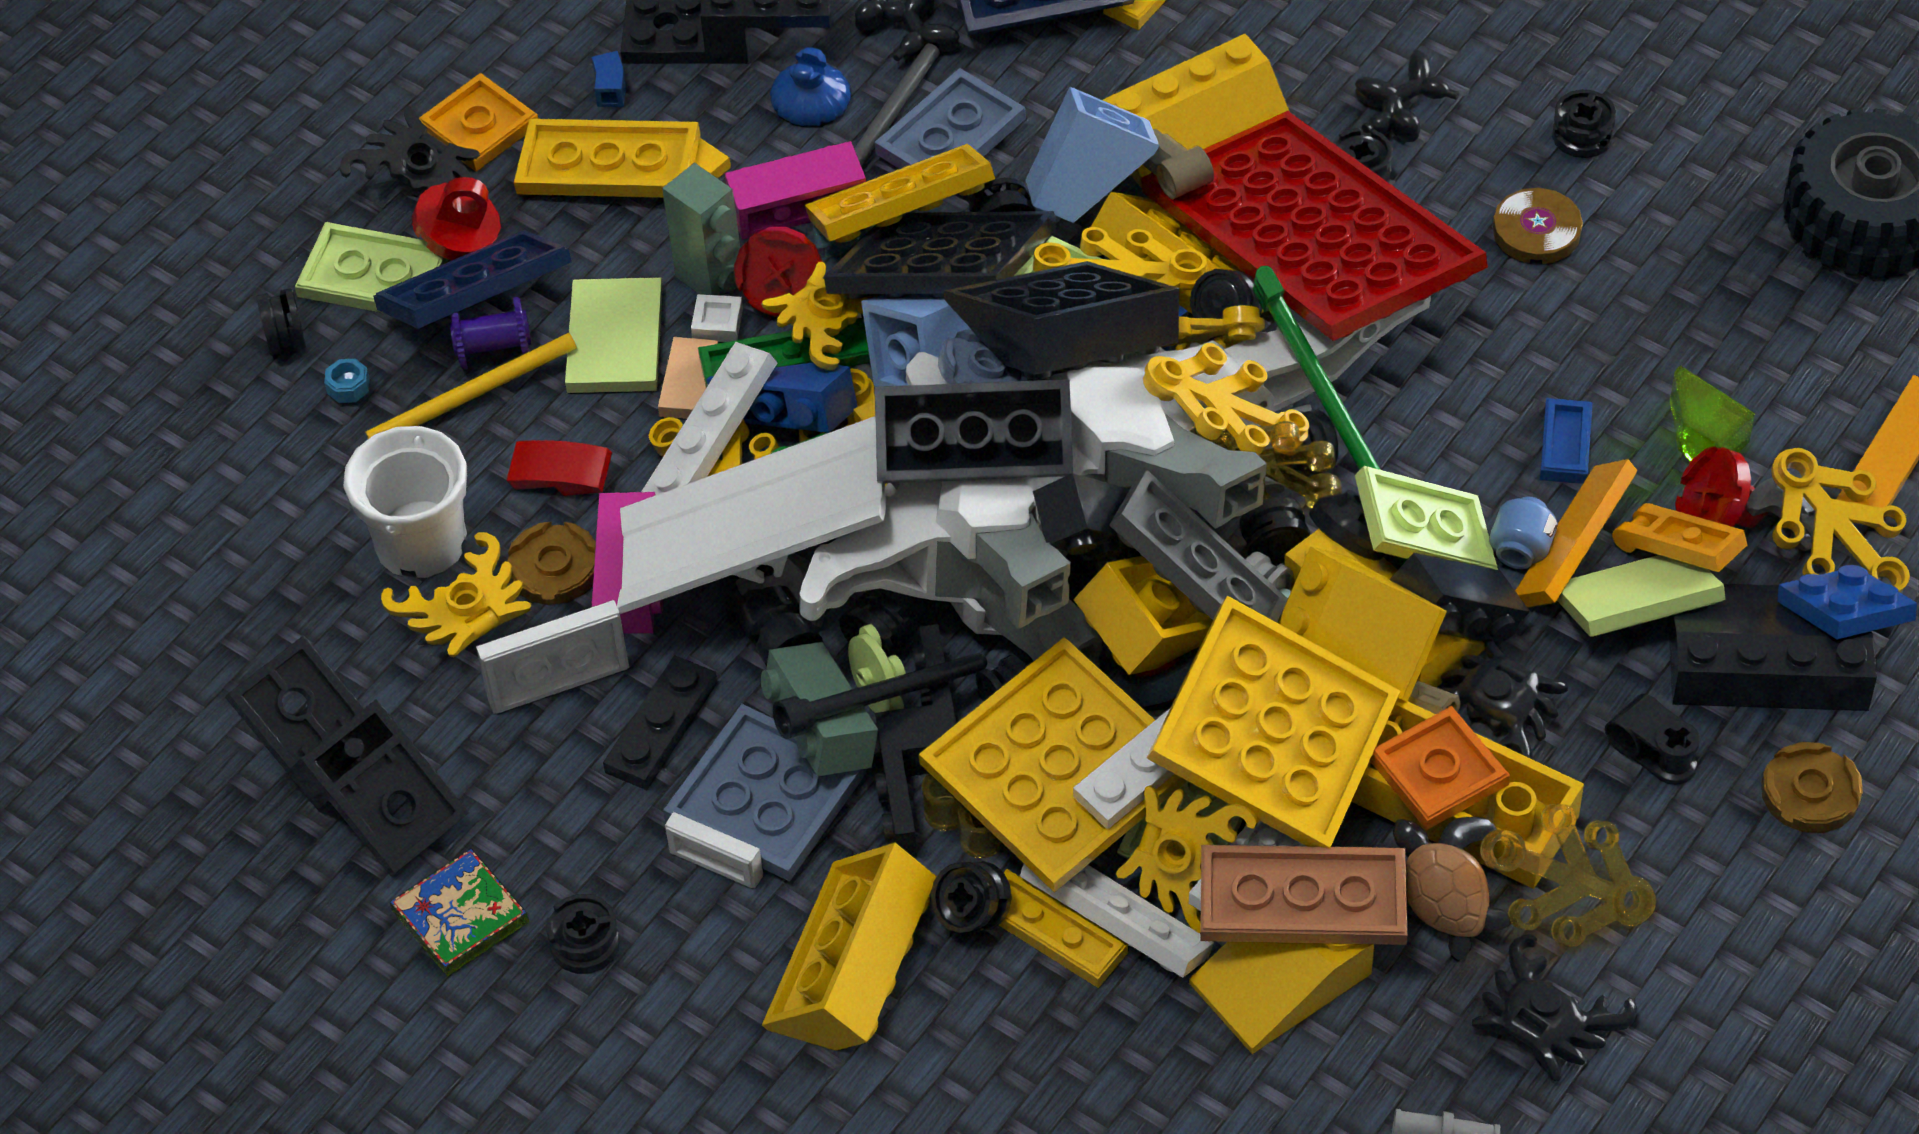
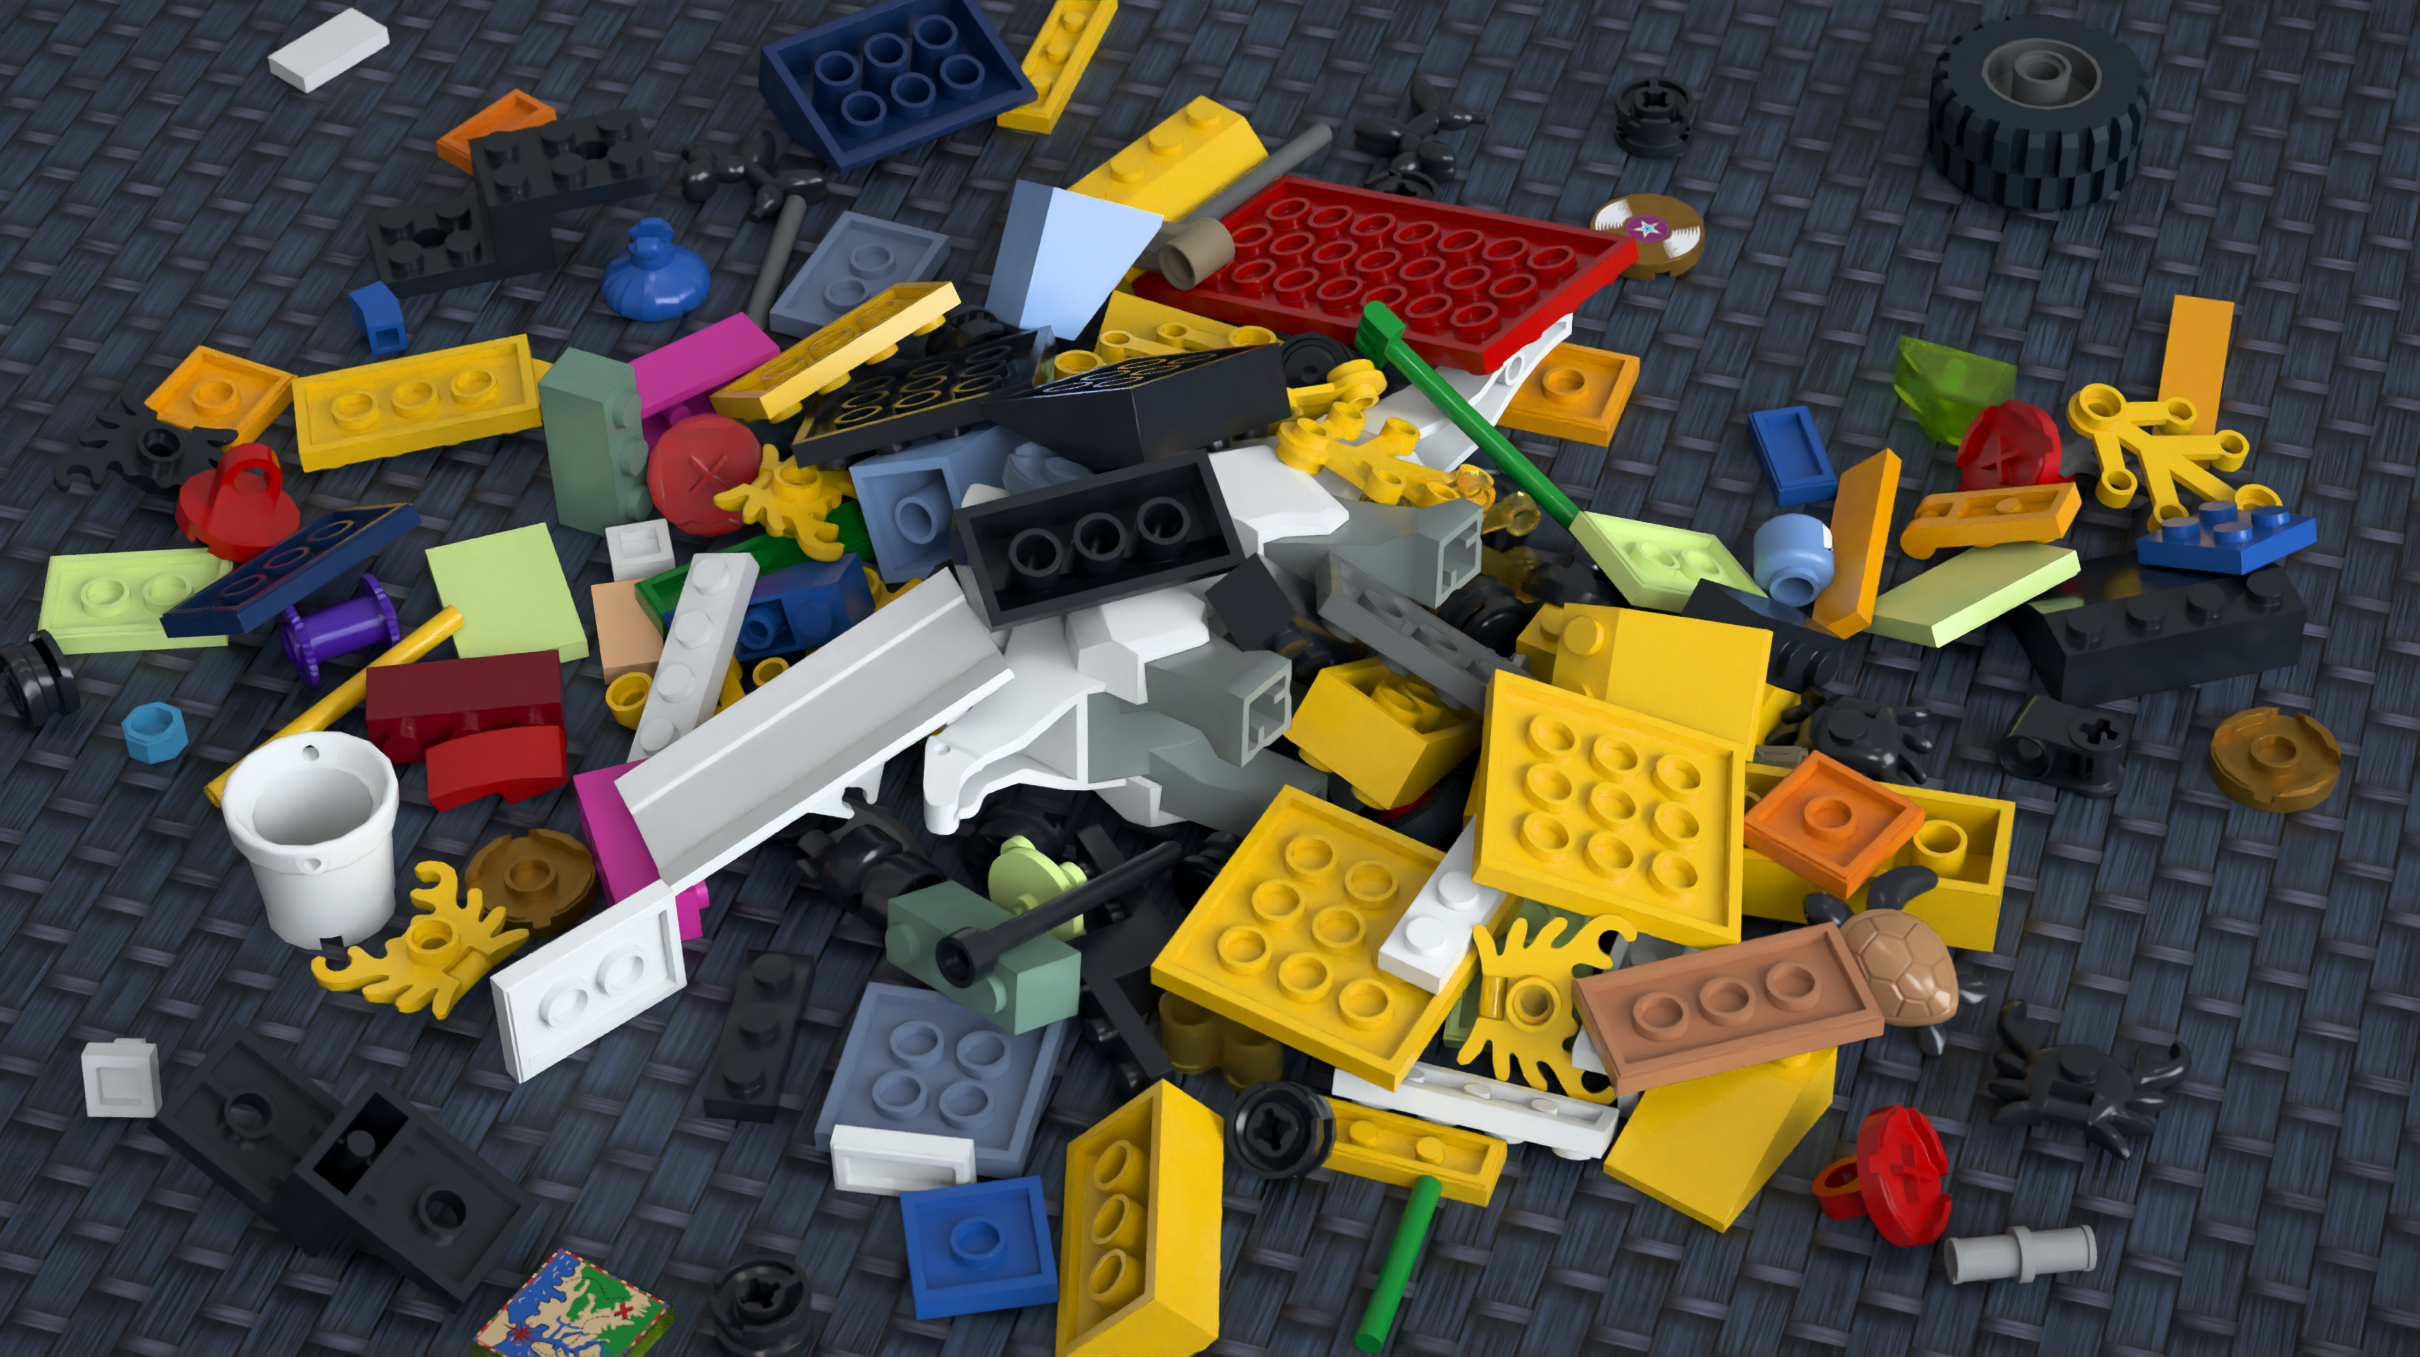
camera: 20 degrees left, 10 degrees down
(236, 644) = (122, 1079): none -> white tile
(553, 410) = (450, 699): none -> dark red brick
(741, 926) = (978, 1247): none -> blue plate
(1018, 1016) = (1398, 1264): none -> green bar
(1260, 113) = (1261, 175): none -> dark grey bar
(1376, 1053) = (1891, 1178): none -> red tile
(1427, 348) = (1574, 394): none -> light orange tile
(1576, 878) = (2118, 929): clear yellow plant -> none

